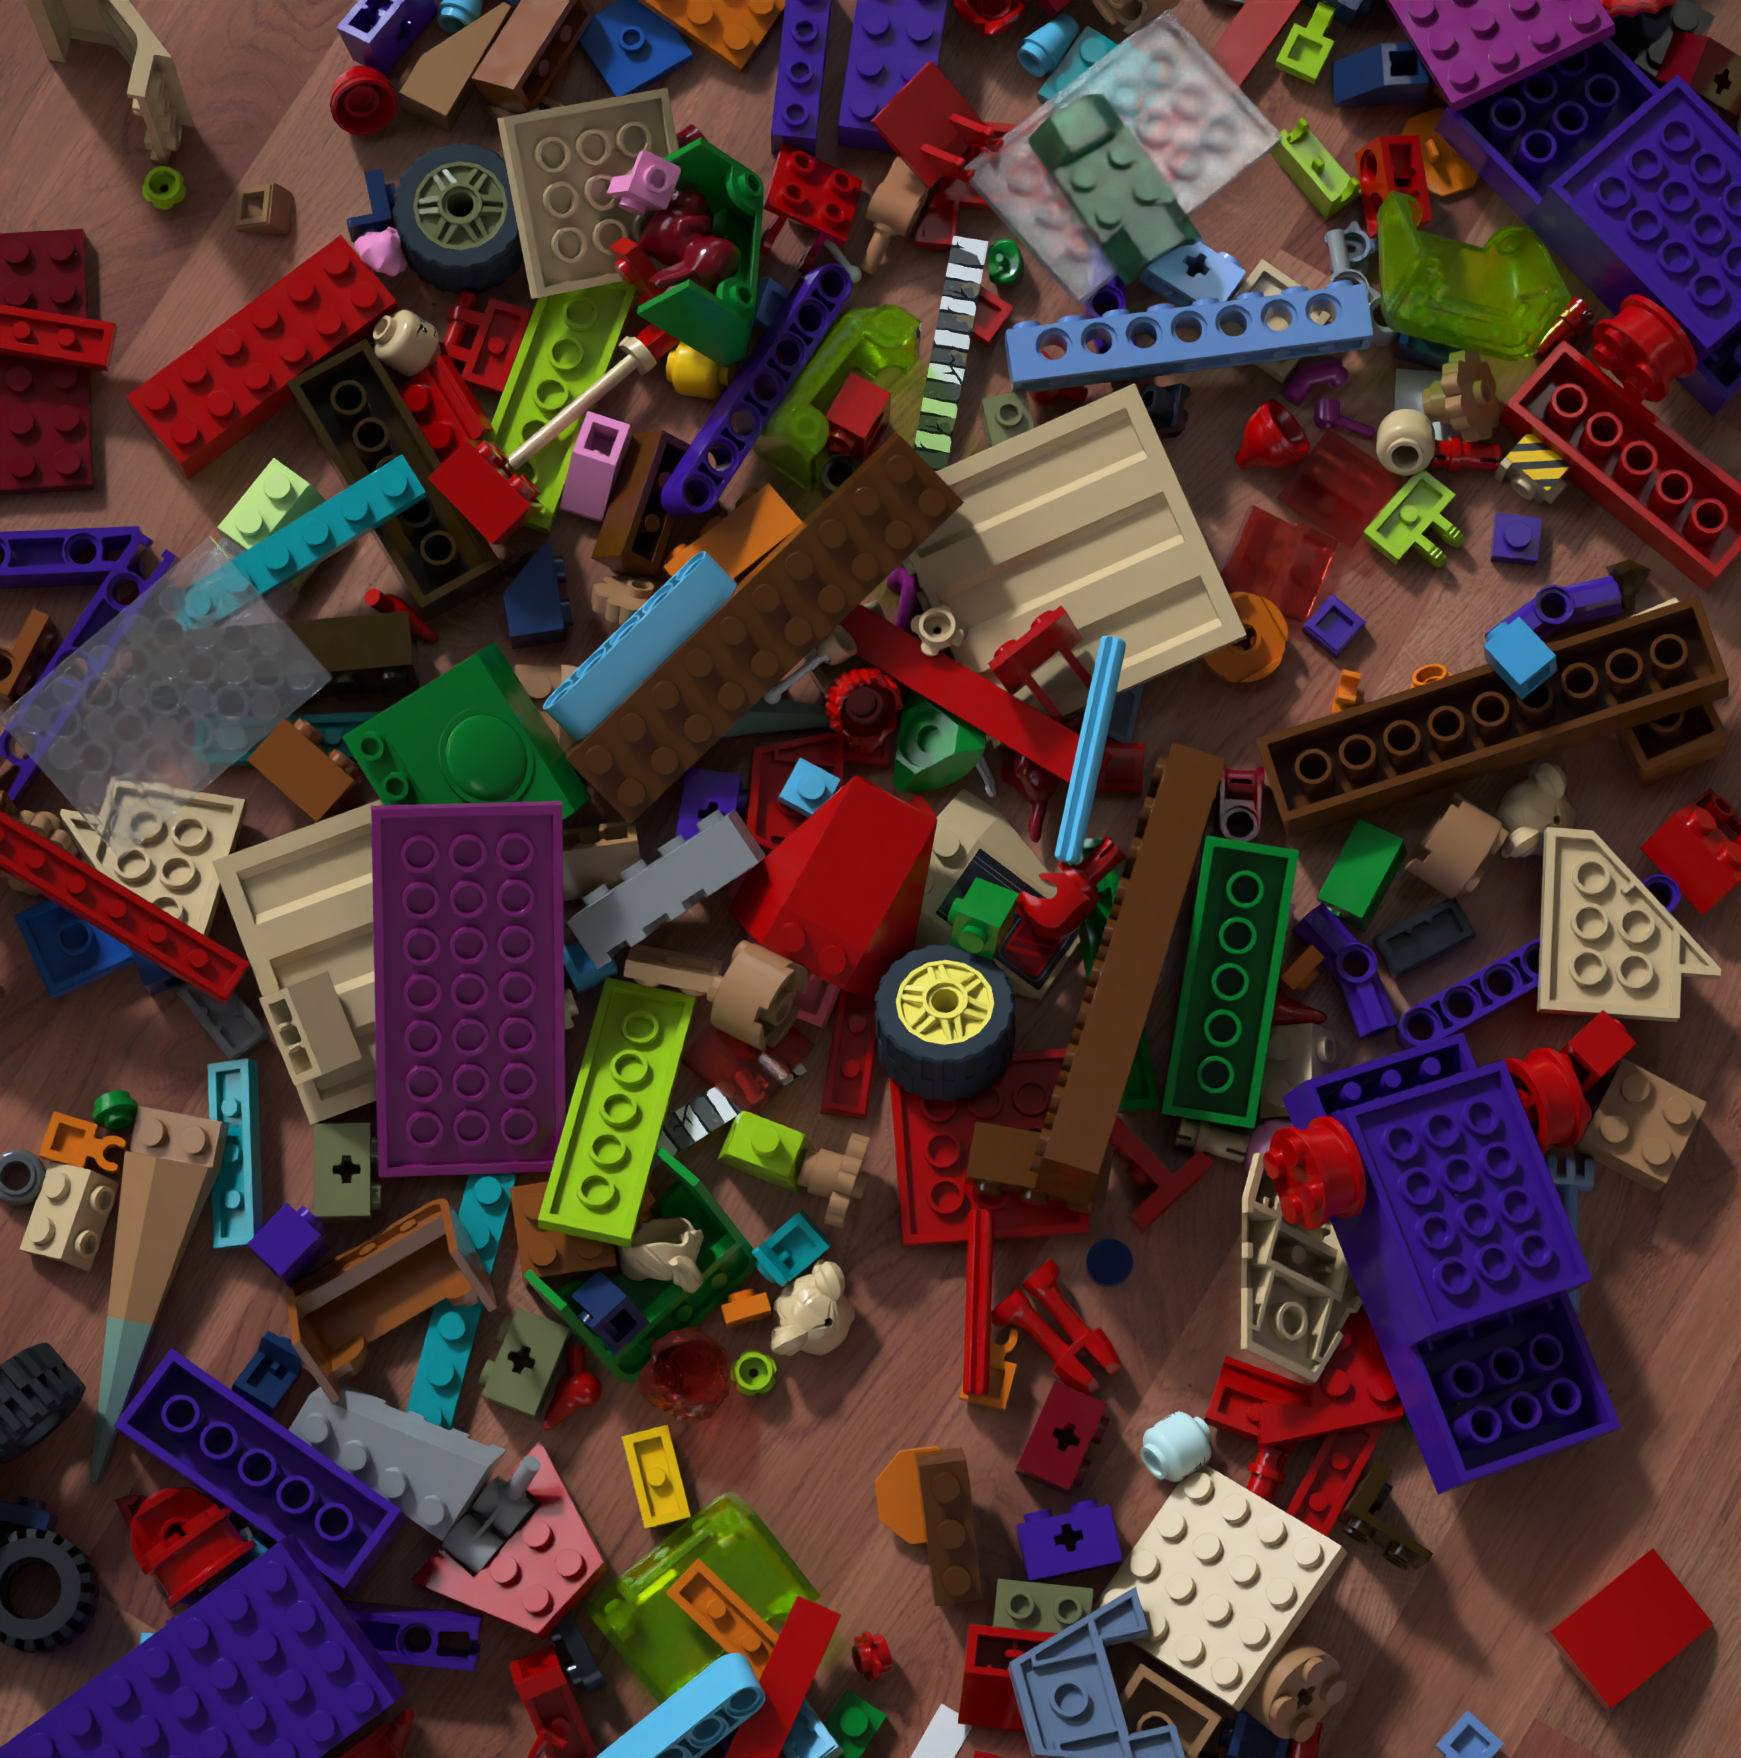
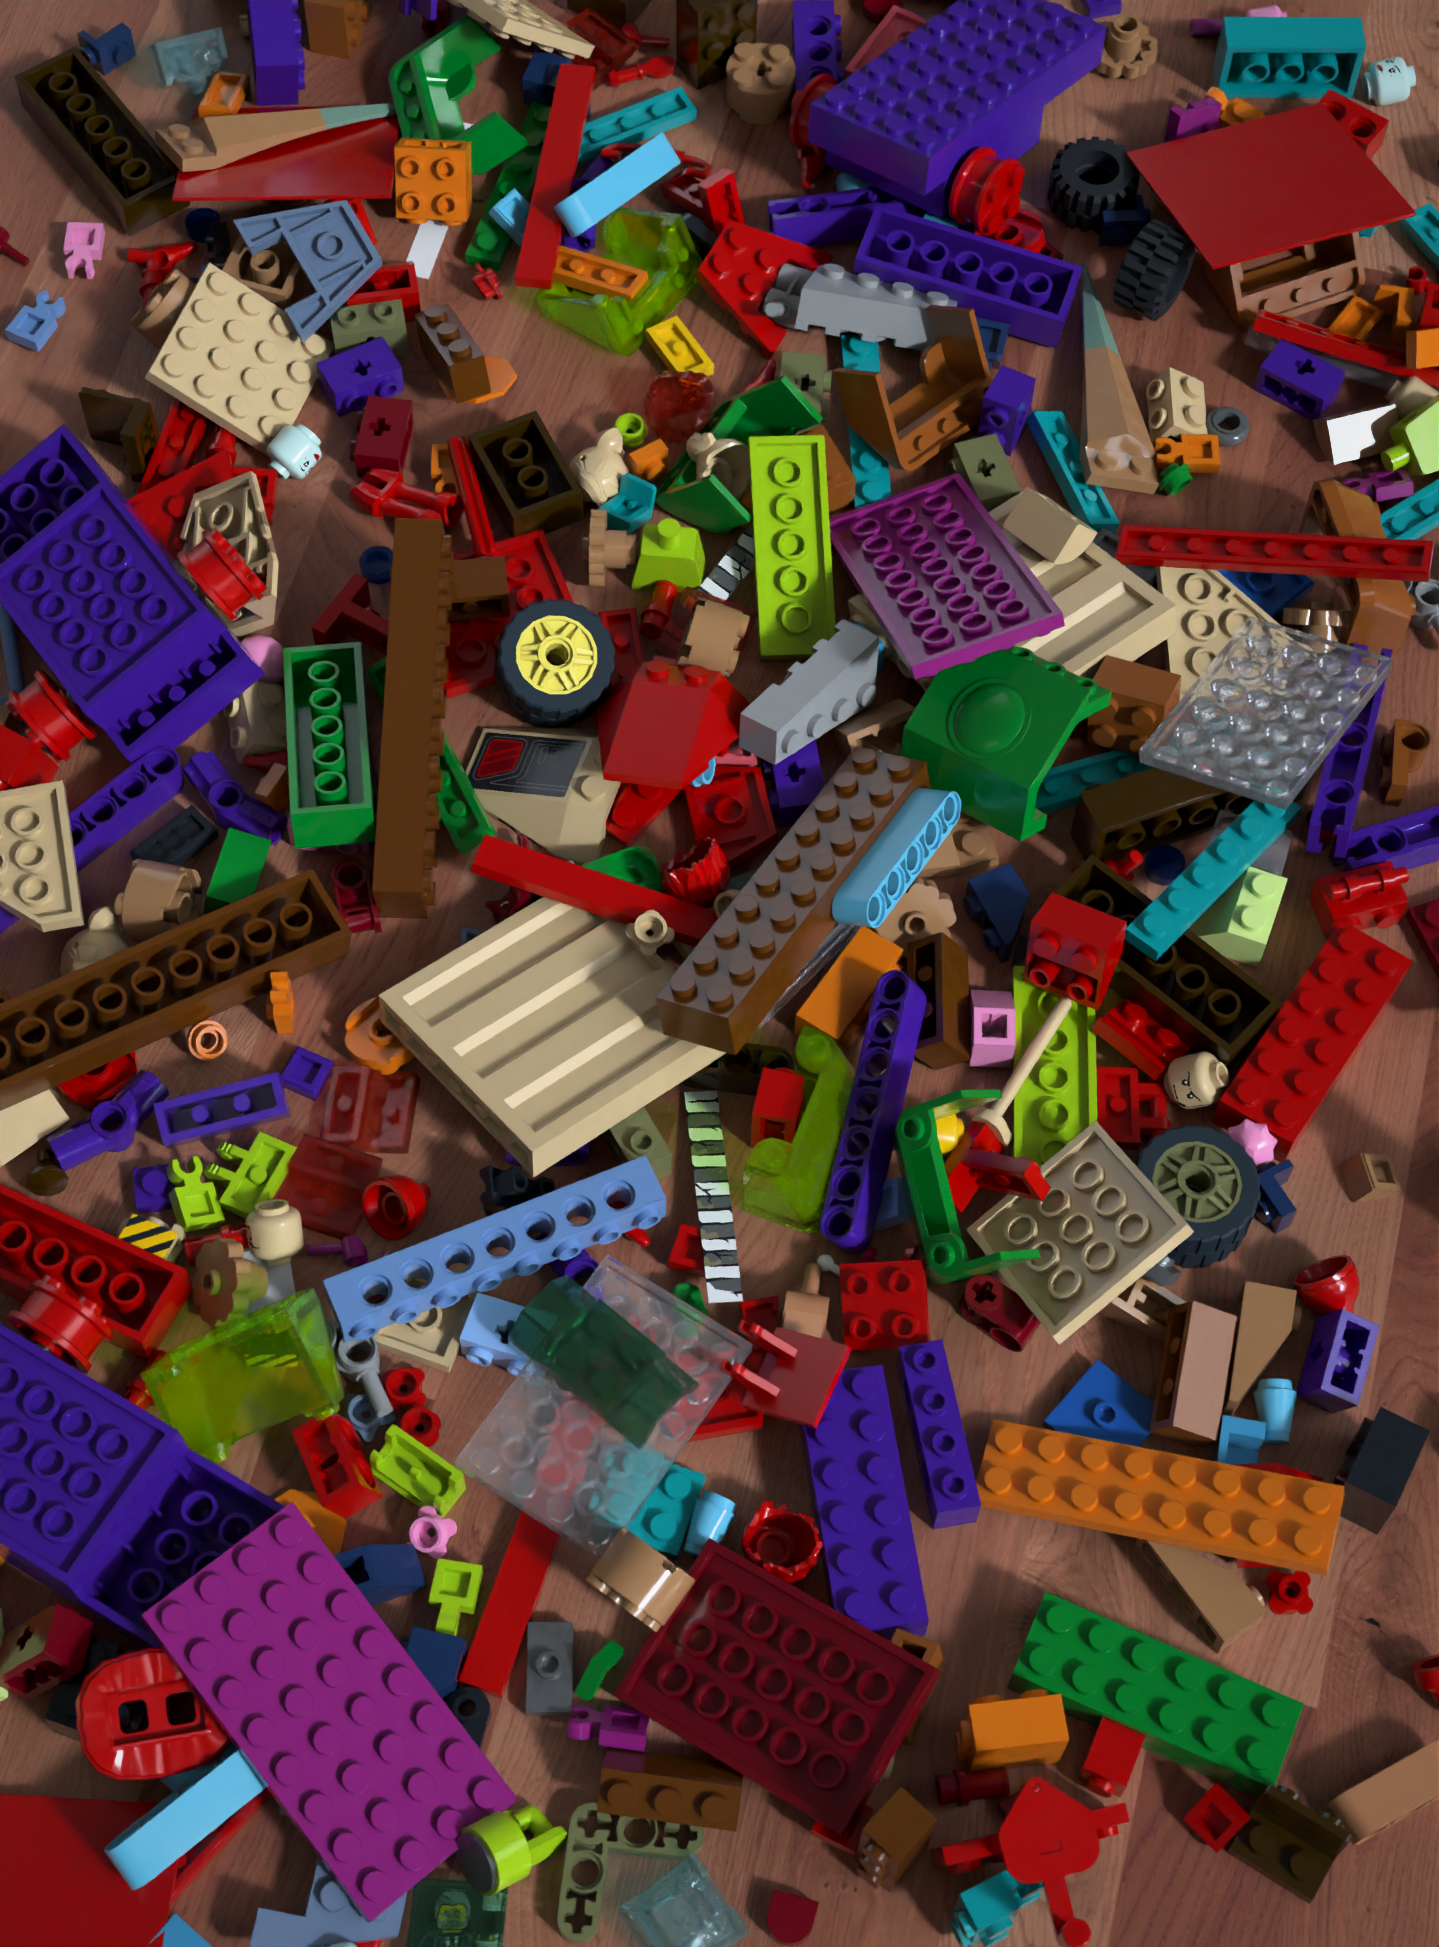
camera: 165 degrees right, 15 degrees down
(153, 501) = (1360, 897): none -> red brick
(331, 605) = (1164, 864): none -> clear blue tile
(609, 1312) = (749, 419): dark blue brick -> none
(647, 186) = (1038, 1227): bright pink bracket -> none
(659, 966) = (772, 666): light nougat plate -> none
(683, 241) = (984, 1207): dark red animal -> none
(797, 1095) = (657, 612): none -> red pin
(807, 788) = (720, 813): medium azure plate -> none
(904, 1317) = (526, 476): none -> dark brown brick
(982, 918) = (545, 726): green brick -> none
(1017, 660) = (555, 917): red plate -> none
(1075, 893) = (477, 769): red piece -> none
(1090, 749) = (489, 858): medium azure axle -> none
(1124, 769) = (464, 906): red plate -> none
(1304, 247) = (406, 1377): none -> red plate
(1311, 208) = (424, 1417): none -> red plate
(1317, 108) = (421, 1538): none -> bright pink plate
(1433, 586) = (222, 1110): none -> dark purple brick
(1478, 503) = (193, 1202): none -> lime plate
(1519, 656) = (128, 1012): dark azure brick -> none

